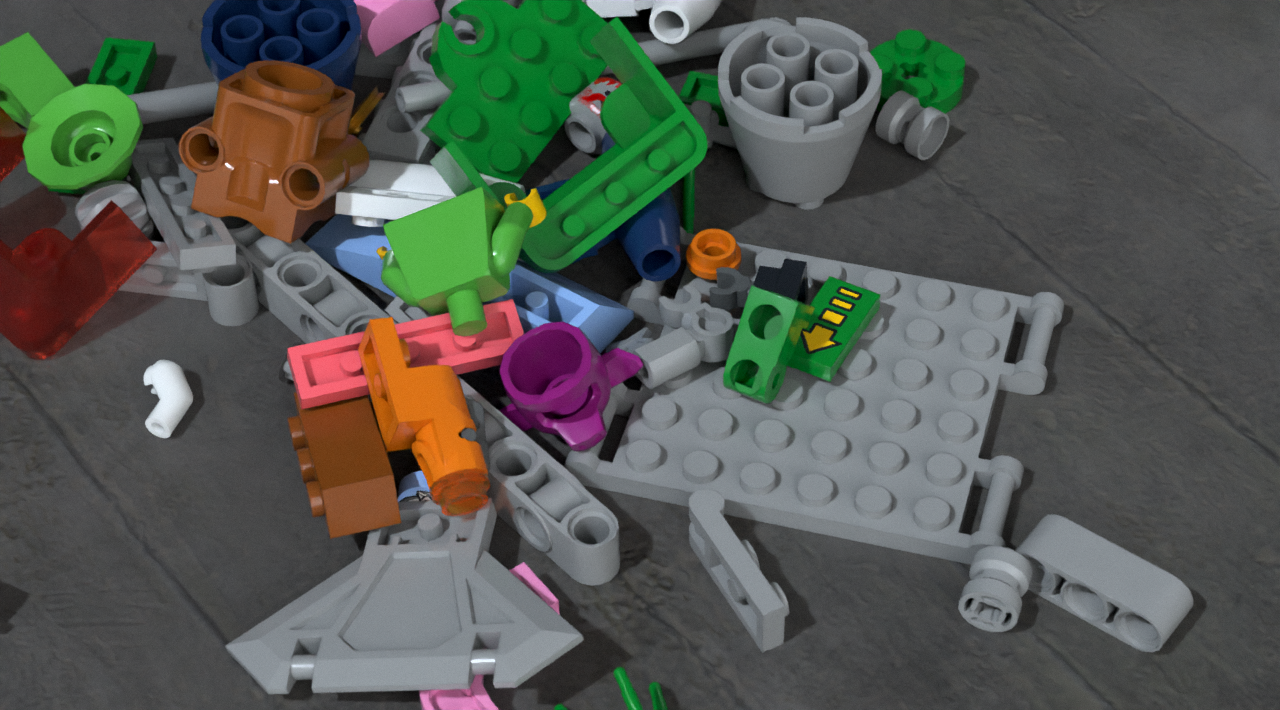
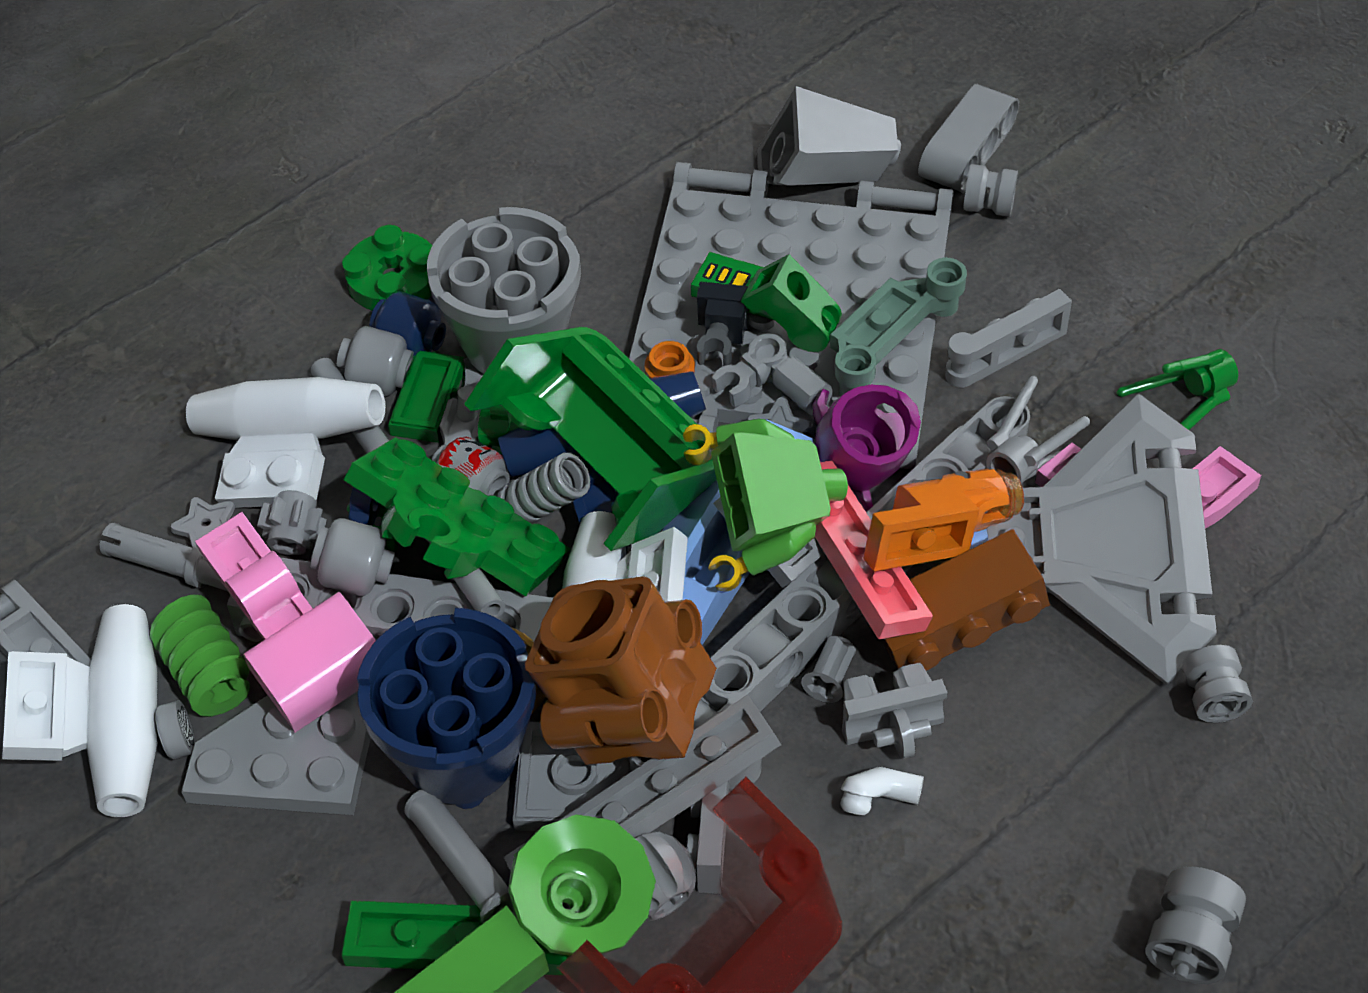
camera: 95 degrees left, 5 degrees up
(202, 677) = (1218, 689): none -> light grey wheel
(249, 385) = (893, 715): none -> light grey hips
(519, 523) = (1021, 453): none -> light grey plant
(542, 152) = (547, 487): none -> light grey piece
(740, 429) = (890, 317): none -> sand green plate
(1063, 419) = (827, 142): none -> light grey slope

